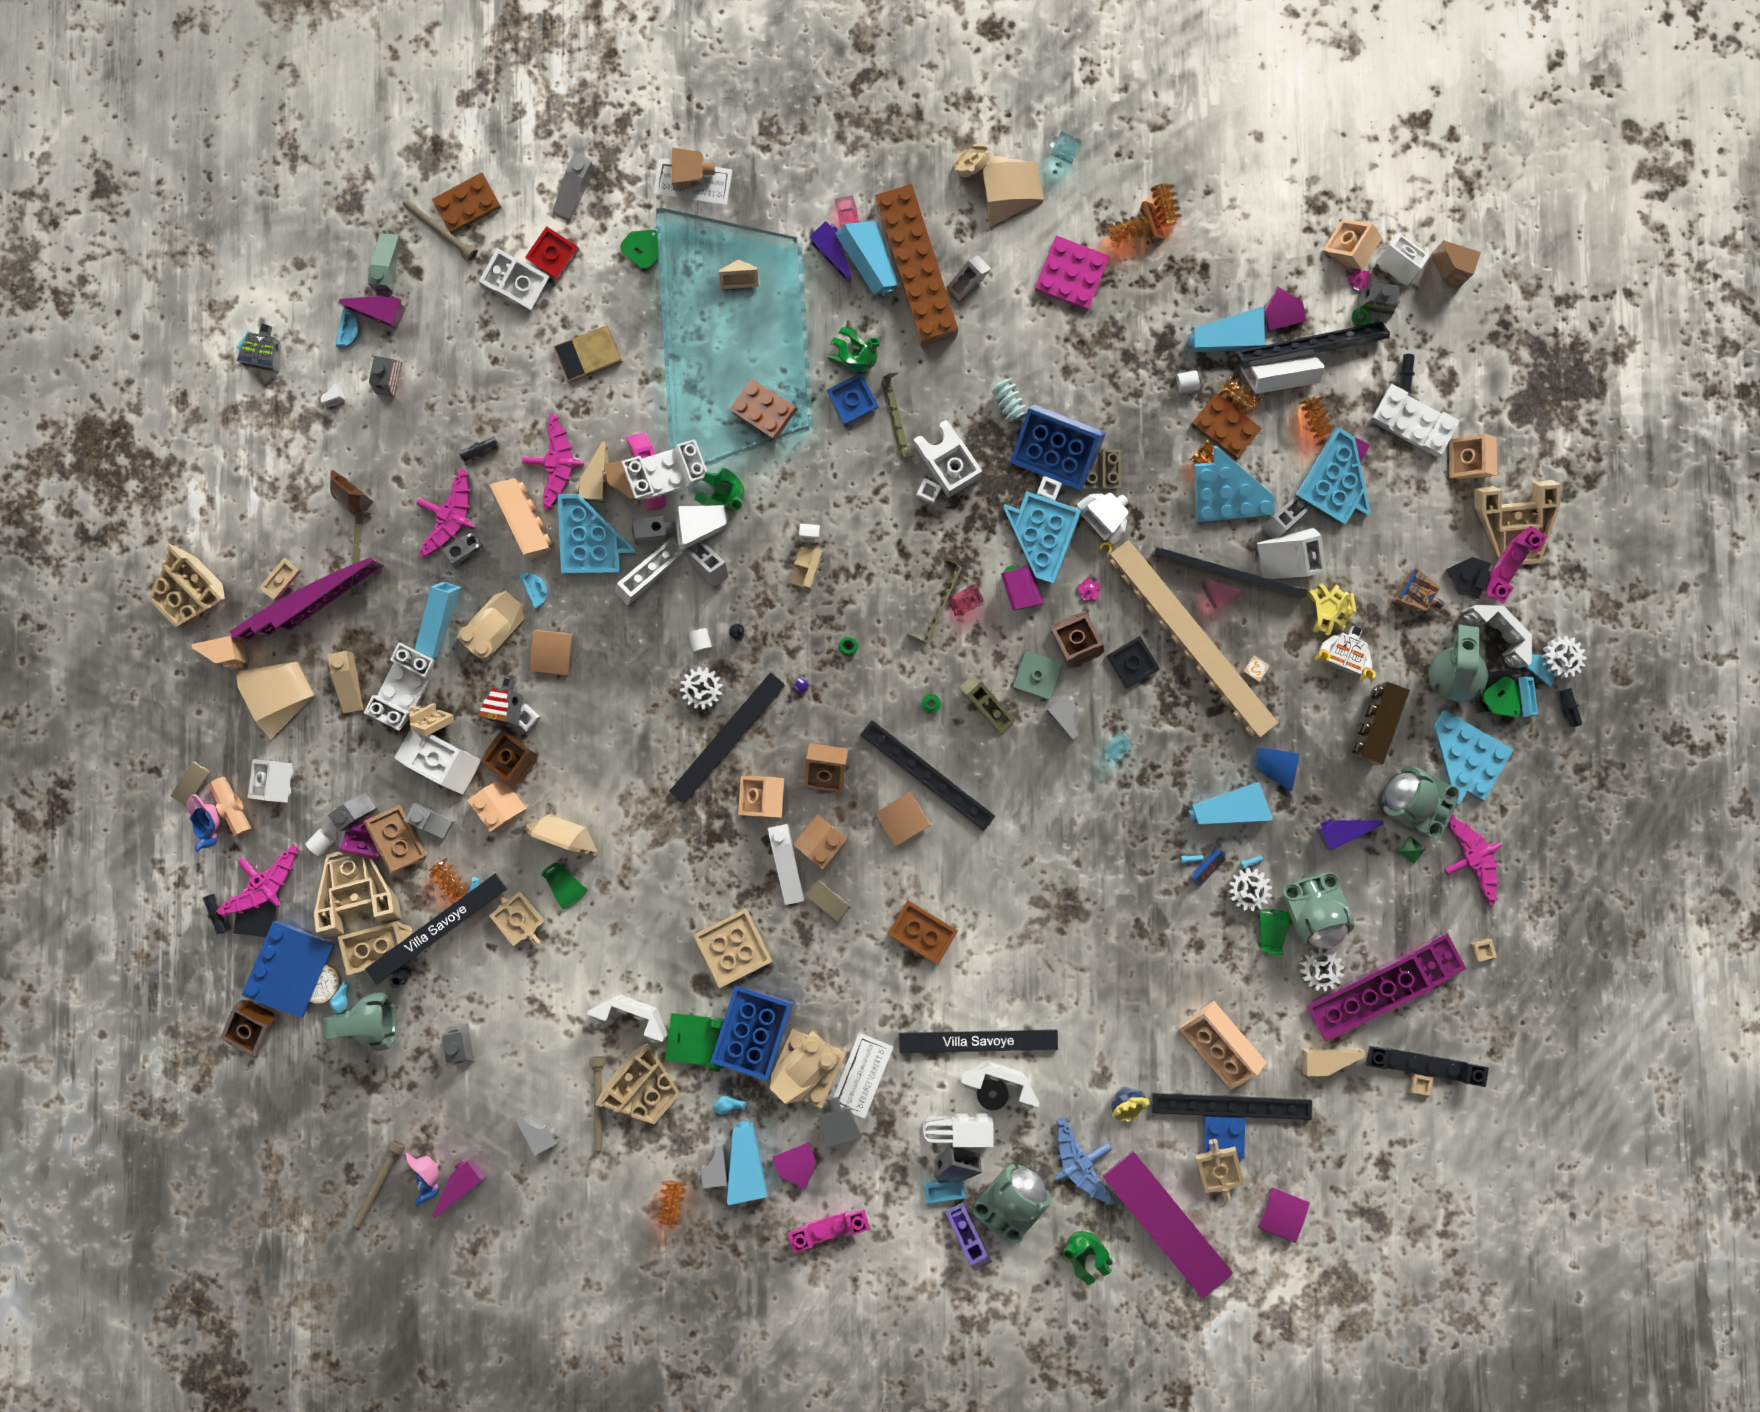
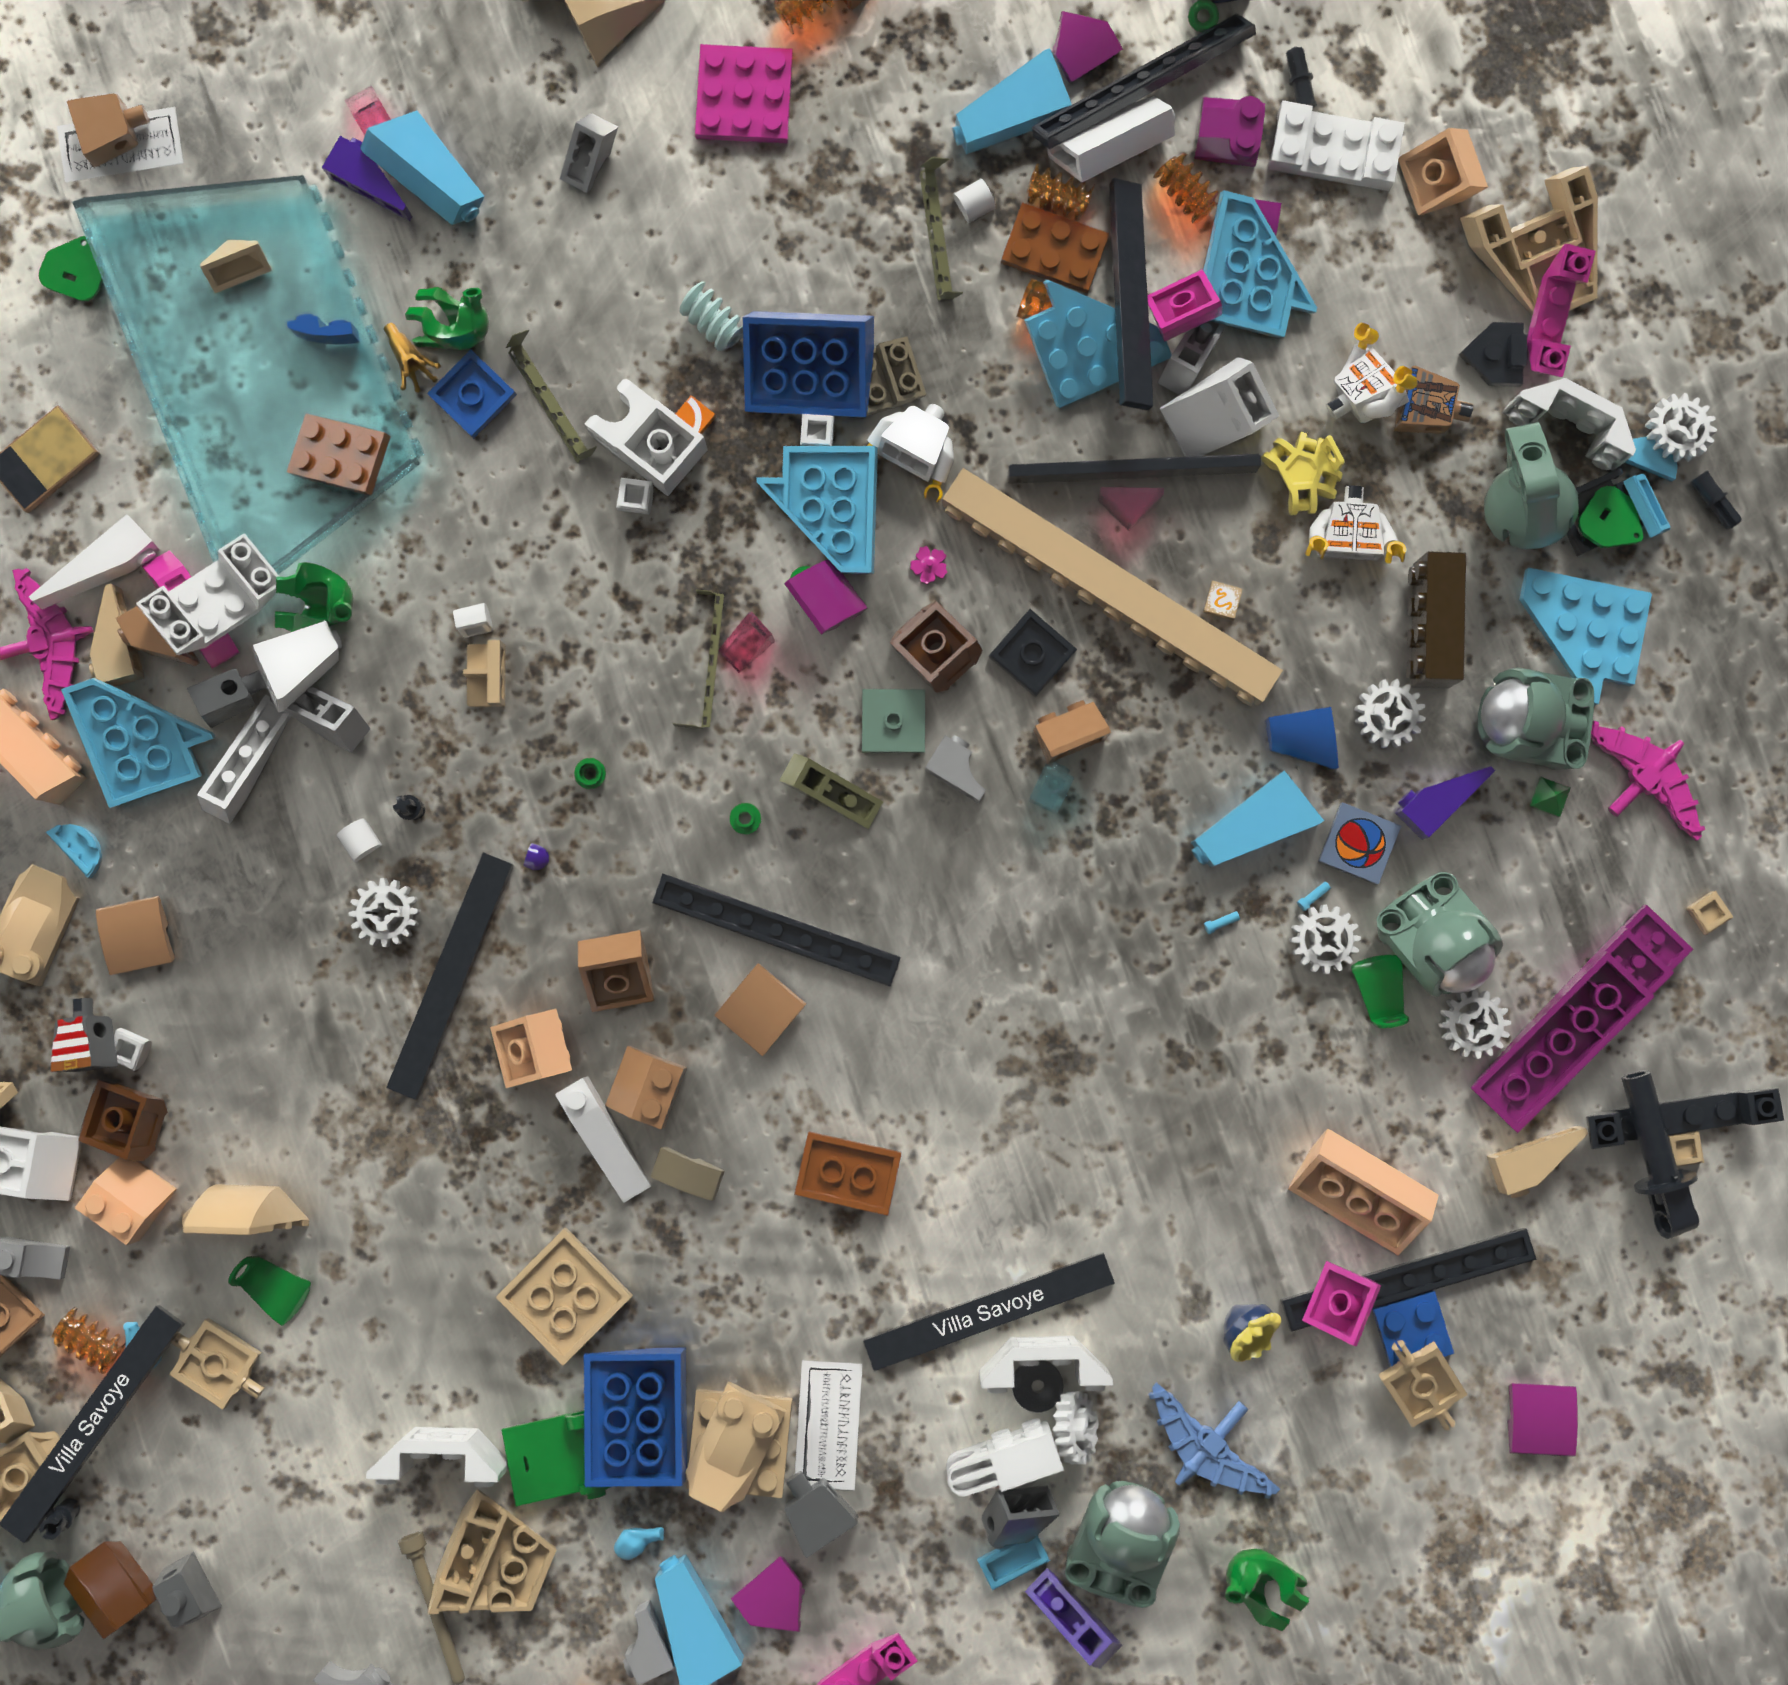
camera: 20 degrees left, 0 degrees up
(415, 1027) = (109, 1587): none -> reddish brown slope
(609, 425) = (110, 556): none -> white slope
(772, 329) = (315, 330): none -> blue slope
(822, 365) = (408, 357): none -> pearl gold piece
(916, 265) = (502, 158): dark orange brick -> none
(980, 454) = (696, 414): none -> orange tile
(1007, 1125) = (1075, 1427): none -> white gear
(1140, 716) = (1071, 731): none -> medium nougat slope
(1160, 390) = (938, 232): none -> olive piece
(1167, 1224) = (1370, 1494): magenta slope -> none
(1188, 1105) = (1341, 1303): none -> dark pink slope
(1208, 867) = (1250, 926): blue slope -> none
(1262, 470) = (1131, 295): none -> black tile
(1289, 839) = (1359, 843): none -> tile
(1292, 486) = (1184, 305): none -> dark pink slope
(1337, 762) = (1393, 701): none -> white gear
(1354, 390) = (1230, 130): none -> magenta slope
(1386, 570) = (1368, 383): none -> white torso
(1403, 1101) = (1666, 1184): none -> black piece

